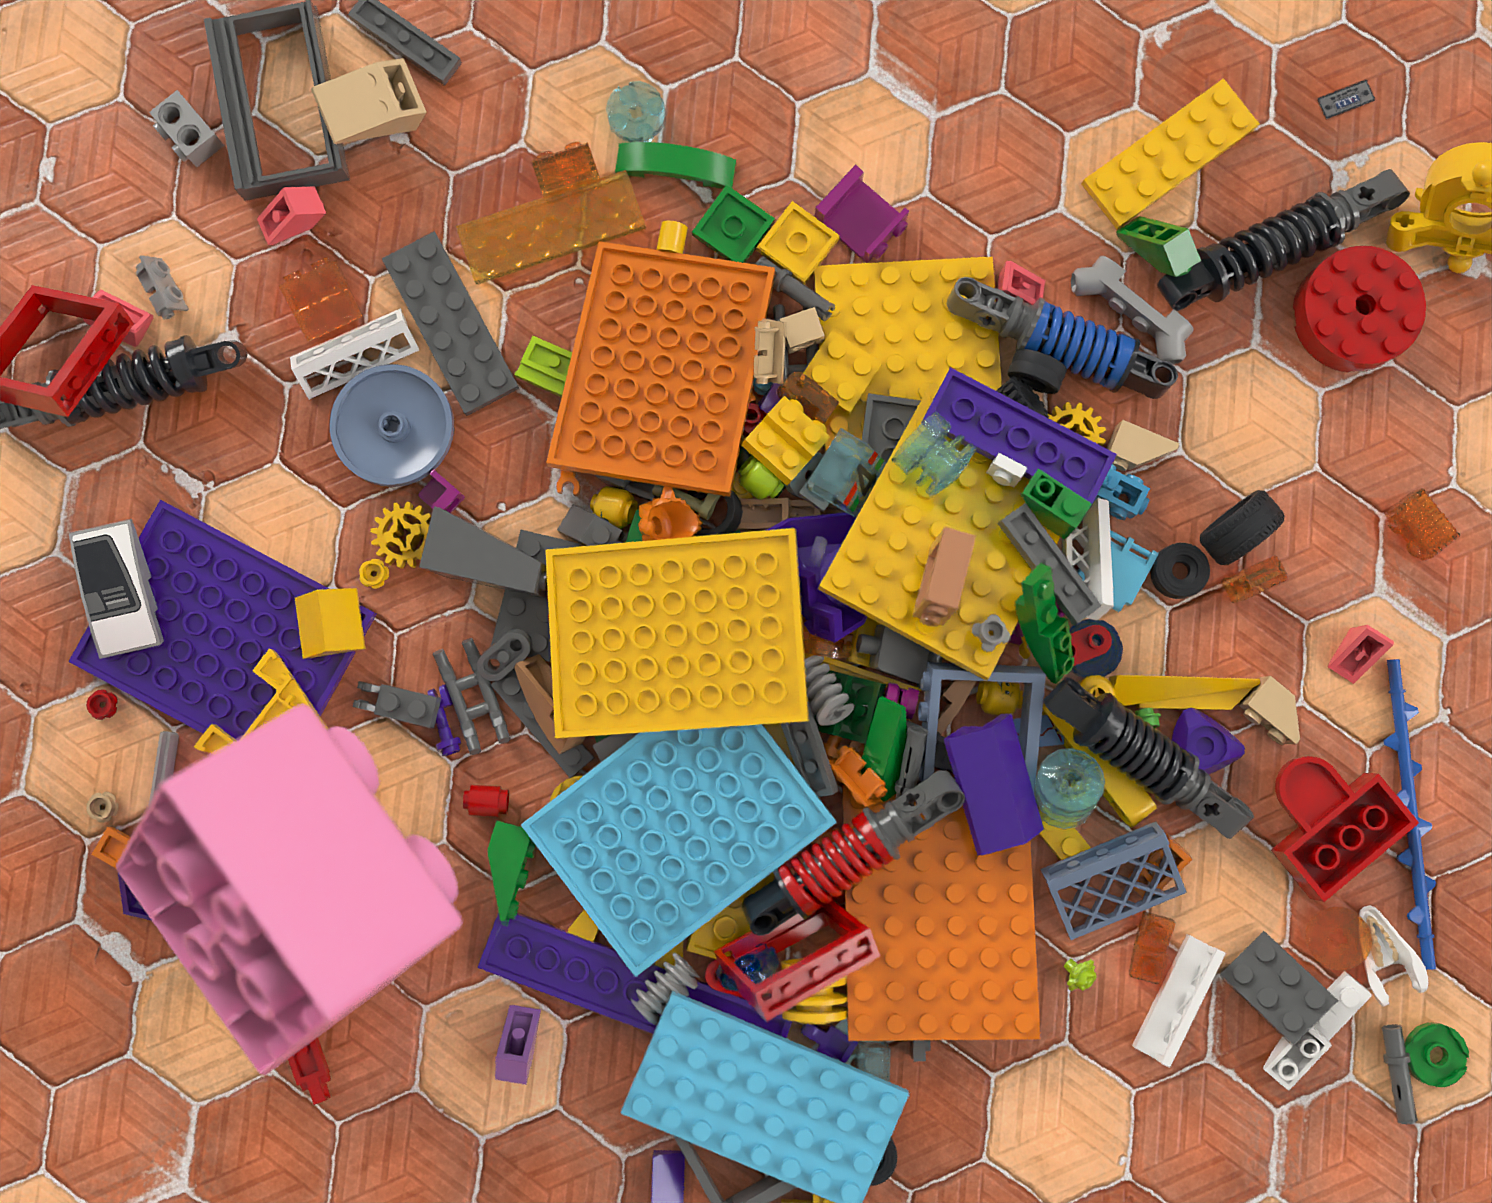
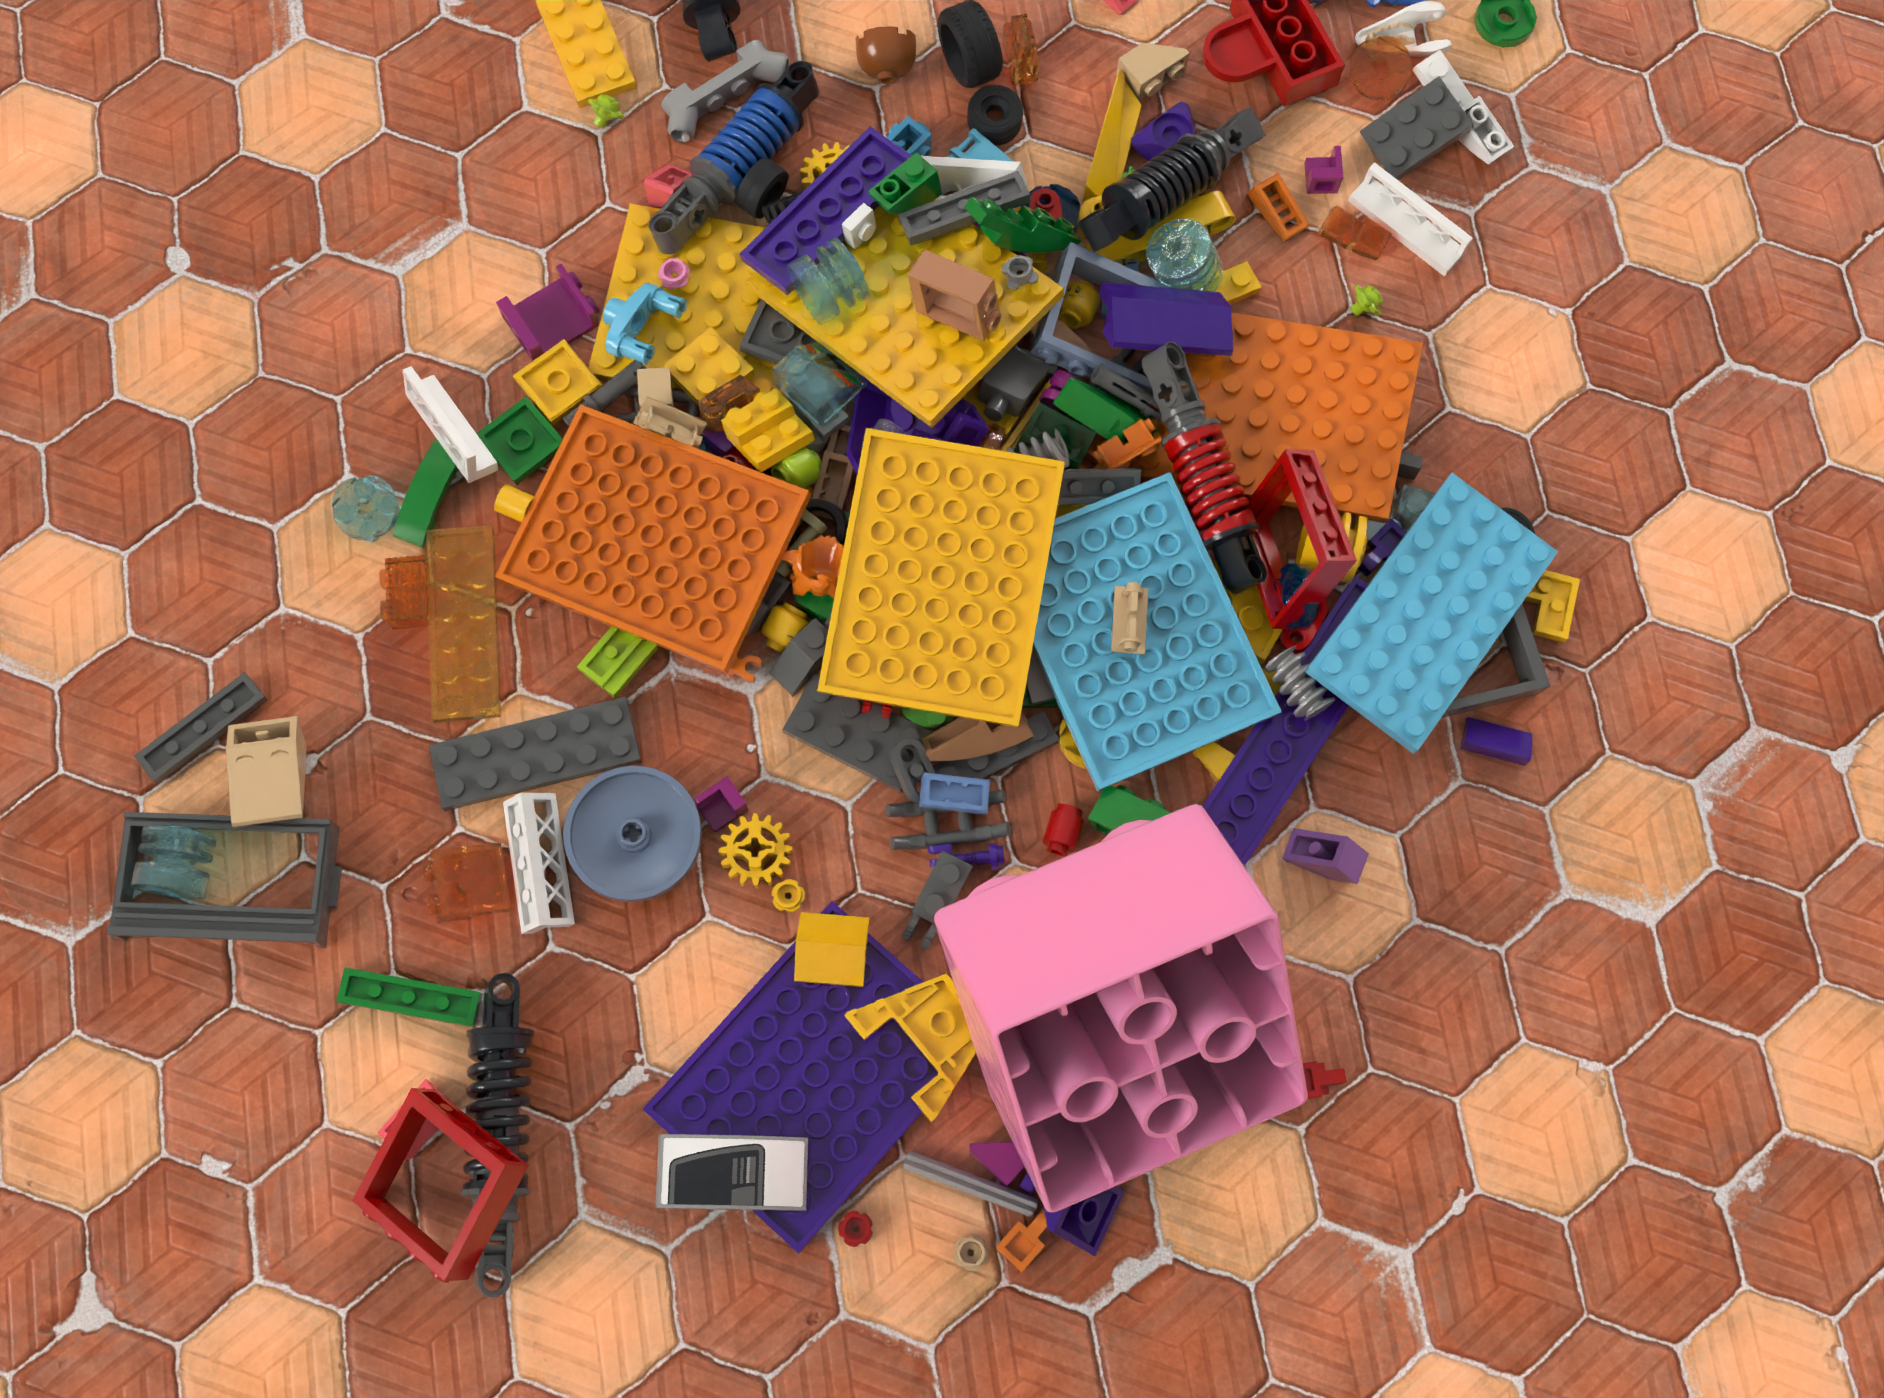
camera: 75 degrees left, 10 degrees down
(155, 275) = (410, 1054): light grey hinge -> none
(185, 129) = (223, 980): light grey brick -> none
(213, 281) = (409, 997): none -> green plate
(275, 53) = (173, 863): none -> clear light blue wheel
(291, 213) = (361, 894): coral slope -> none
(475, 556) = (806, 765): dark grey slope -> none
(491, 695) = (954, 793): none -> medium blue plate
(680, 816) = (1129, 619): none -> tan hinge
(727, 160) = (449, 426): none -> white fence
(870, 287) = (631, 315): none -> medium azure connector
(930, 308) = (674, 266): none -> bright pink plate
(1082, 207) = (606, 109): none -> lime plant
(1110, 856) = (1262, 246): sand blue fence -> none
(1137, 446) = (859, 116): tan slope -> none
(1161, 244) = (670, 41): green slope -> none
(1208, 904) = (1324, 173): none -> magenta panel
(1210, 451) = (886, 53): none -> dark orange cylinder
(1399, 1073) = (1517, 51): dark grey pin -> none

